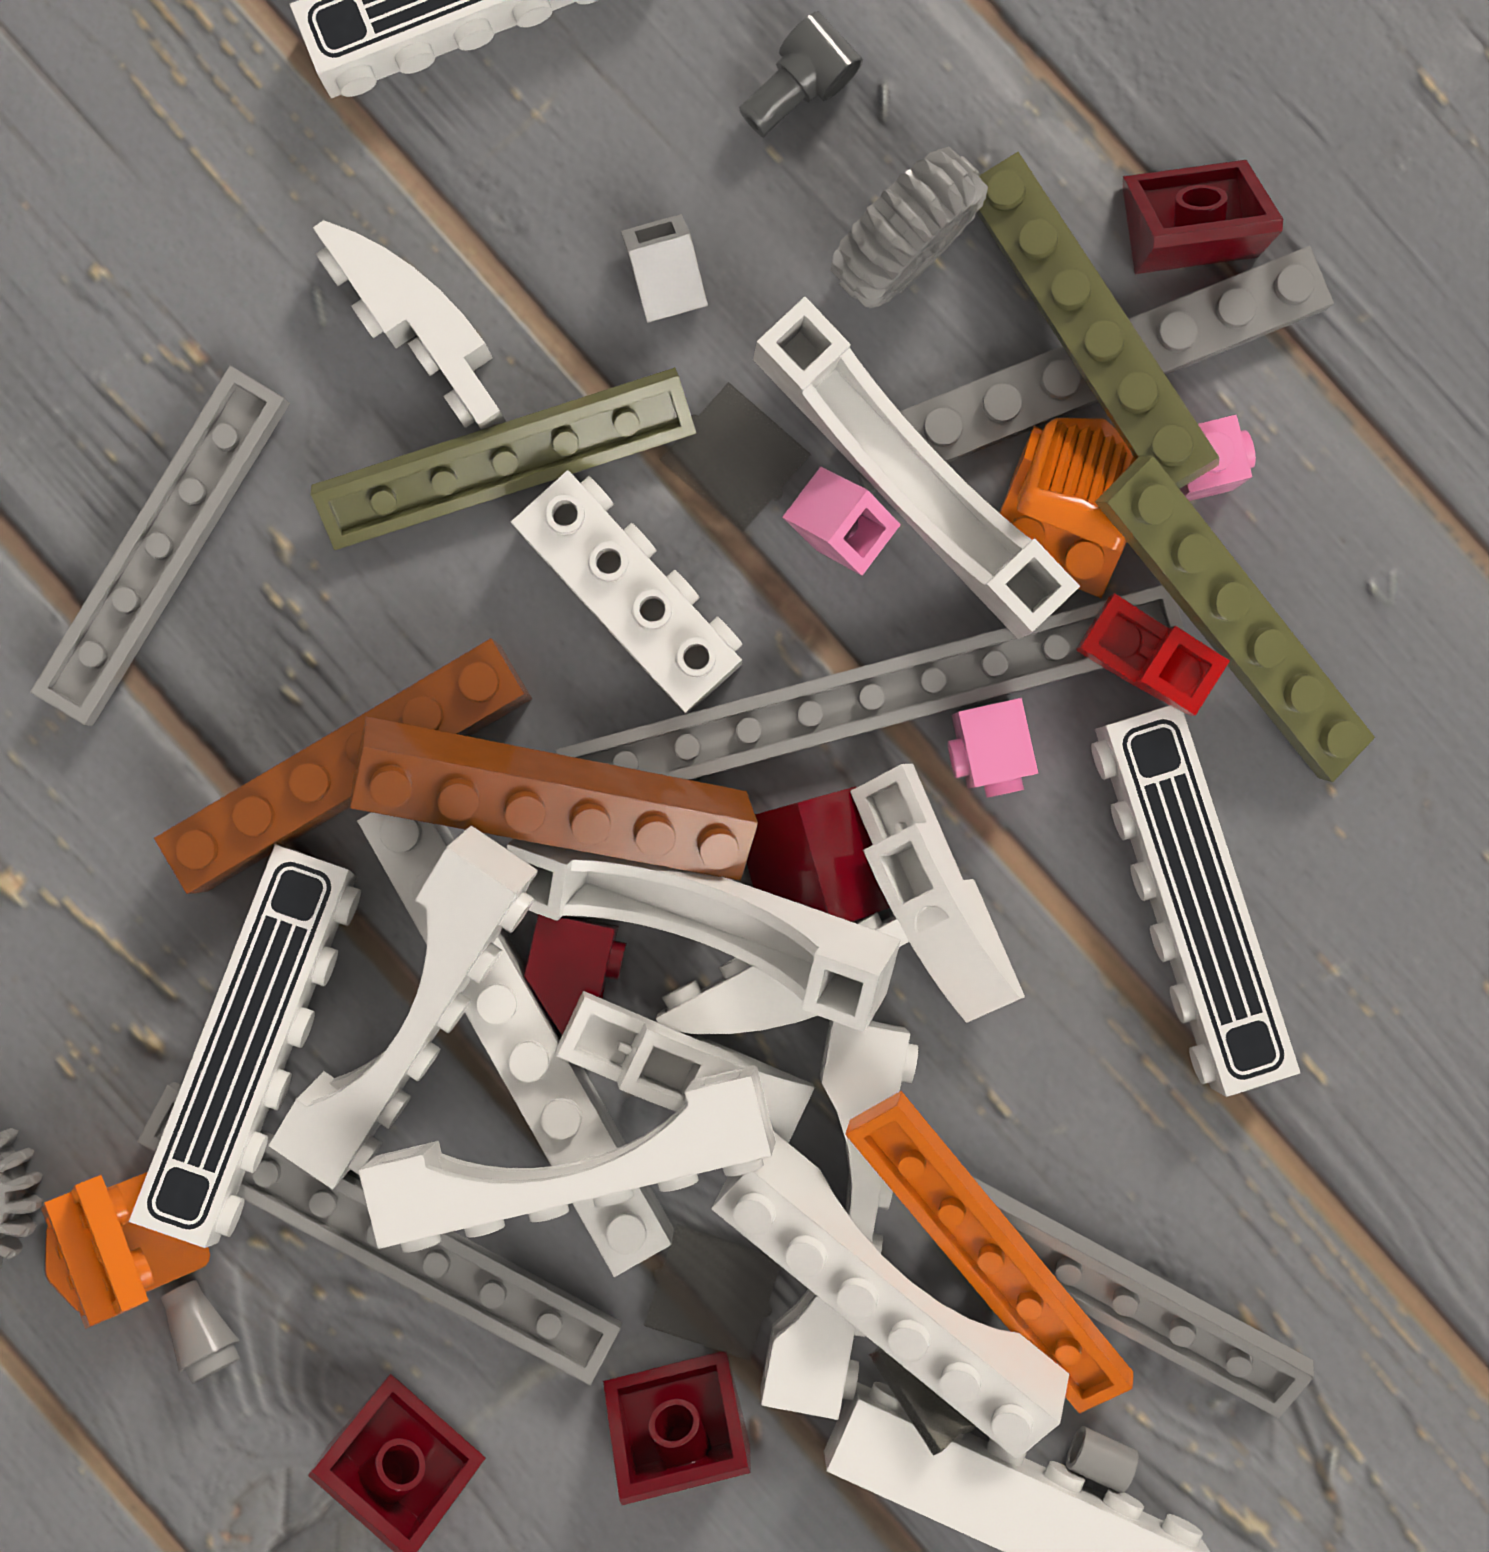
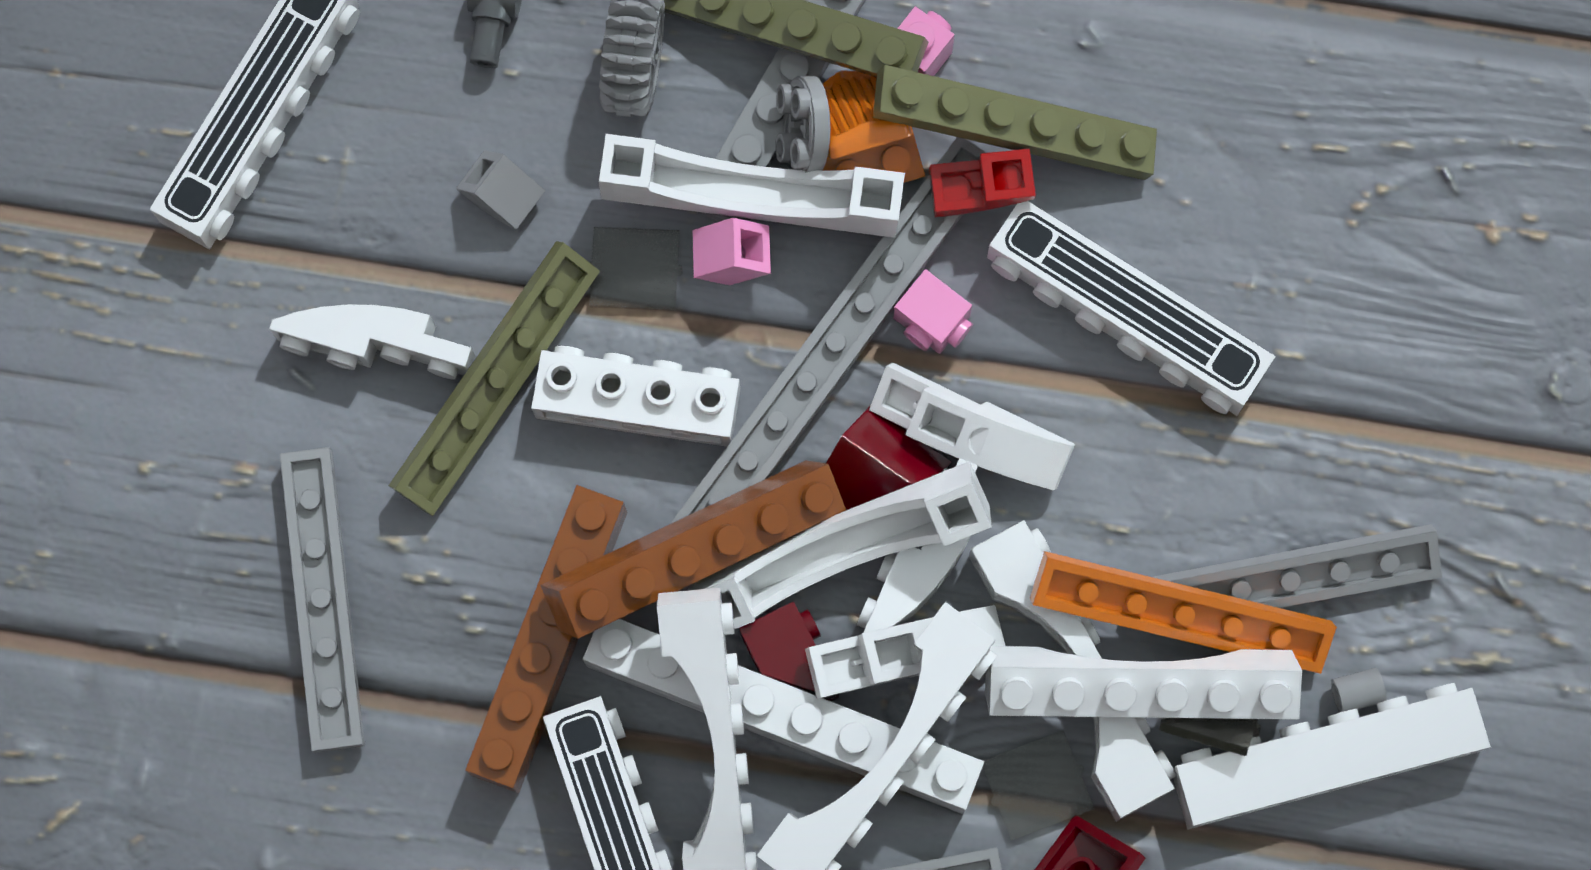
camera: 30 degrees left, 10 degrees down
(1022, 449) = (805, 124): none -> light grey tile

